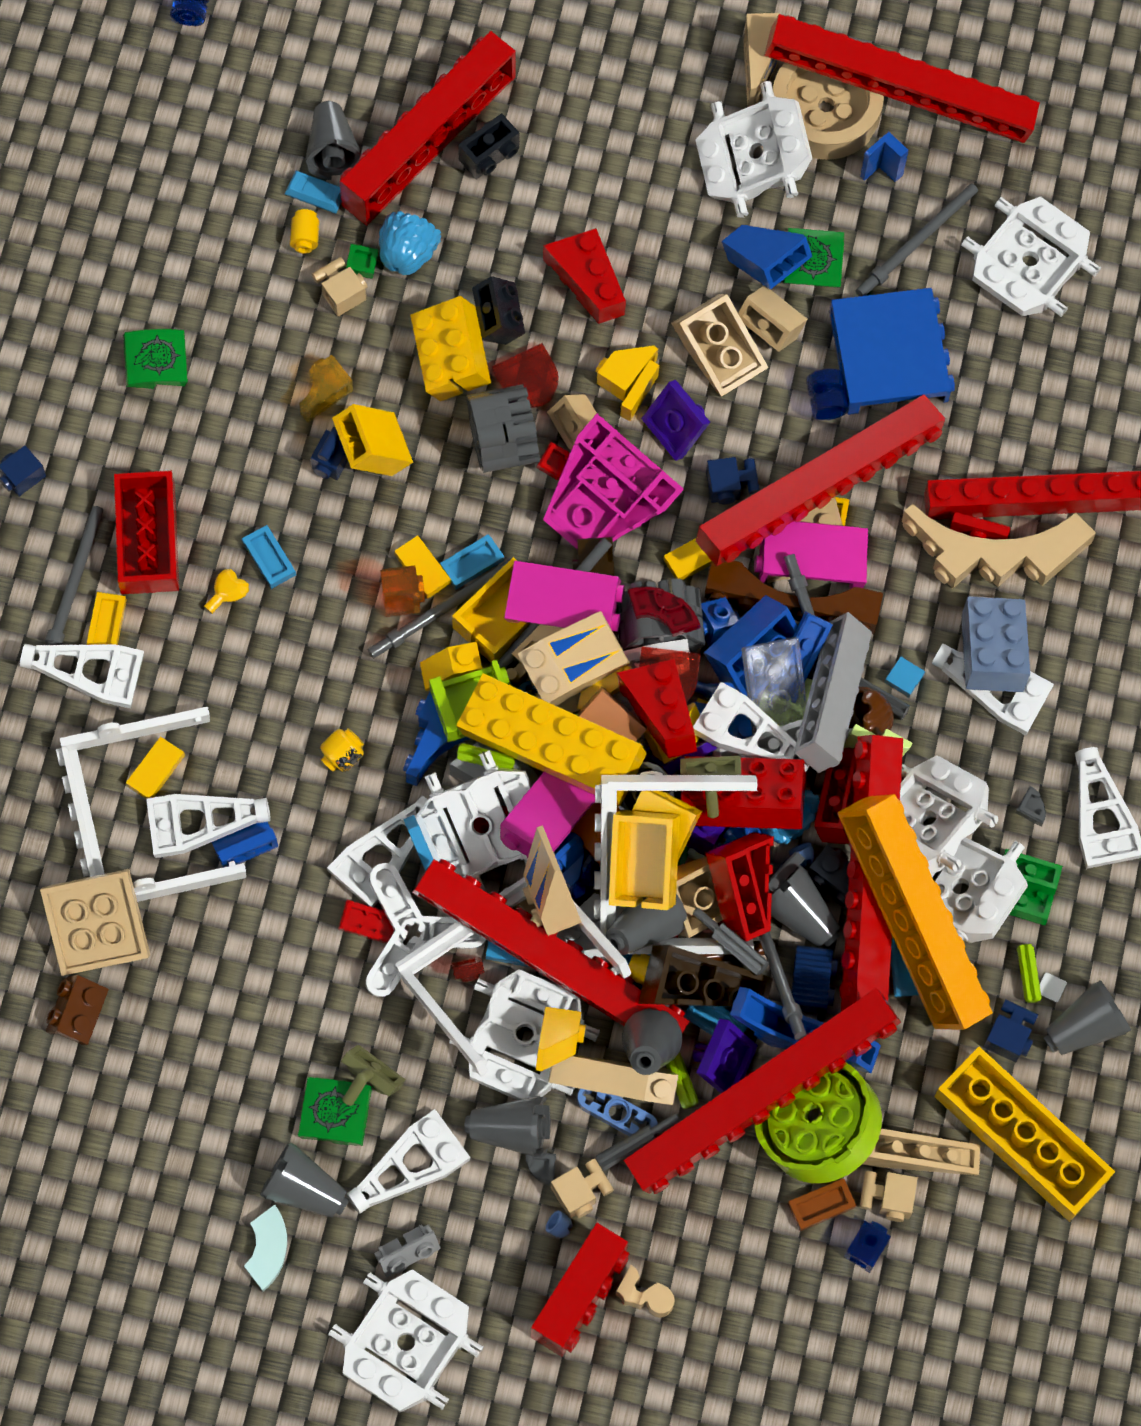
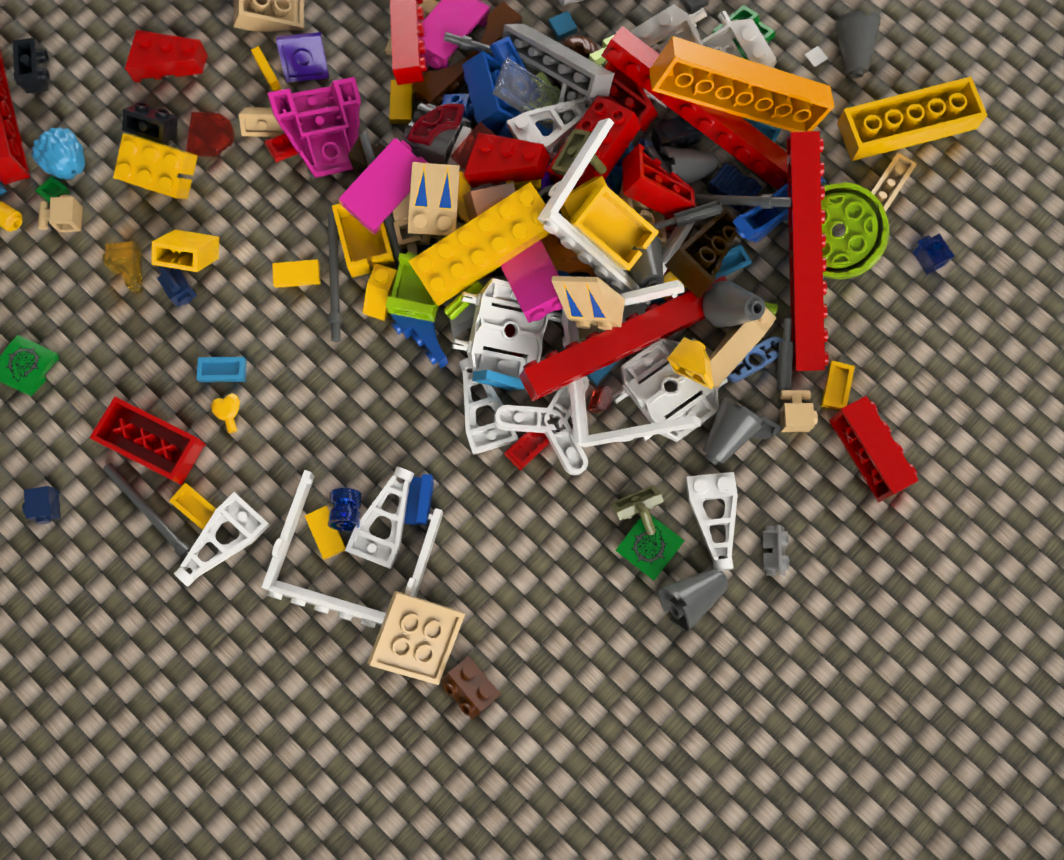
camera: 55 degrees left, 5 degrees up
(192, 771) = (345, 507): none -> clear blue wheel
(269, 1249) = (723, 645): light aqua tile -> none
(342, 750) = (393, 396): yellow head -> none
(384, 1327) = (861, 583): white piece -> none
(402, 591) = (306, 292): clear orange brick -> none
(472, 561) = (314, 239): dark azure tile -> none
(503, 428) = (235, 167): dark grey piece -> none
(559, 1224) = (808, 436): medium blue hinge -> none
(623, 368) = (246, 72): yellow slope -> none
(642, 1220) = (837, 385): none -> yellow tile
(657, 1298) = (896, 406): tan leg -> none
(725, 1057) = (760, 269): dark purple tile -> none
(726, 480) = (363, 51): dark blue brick -> none
(822, 1204) = (887, 270): dark orange tile -> none
(896, 1195) = (907, 219): tan brick -> none
(1008, 1036) = (843, 91): dark blue brick -> none
(1029, 973) = (802, 62): lime axle -> none

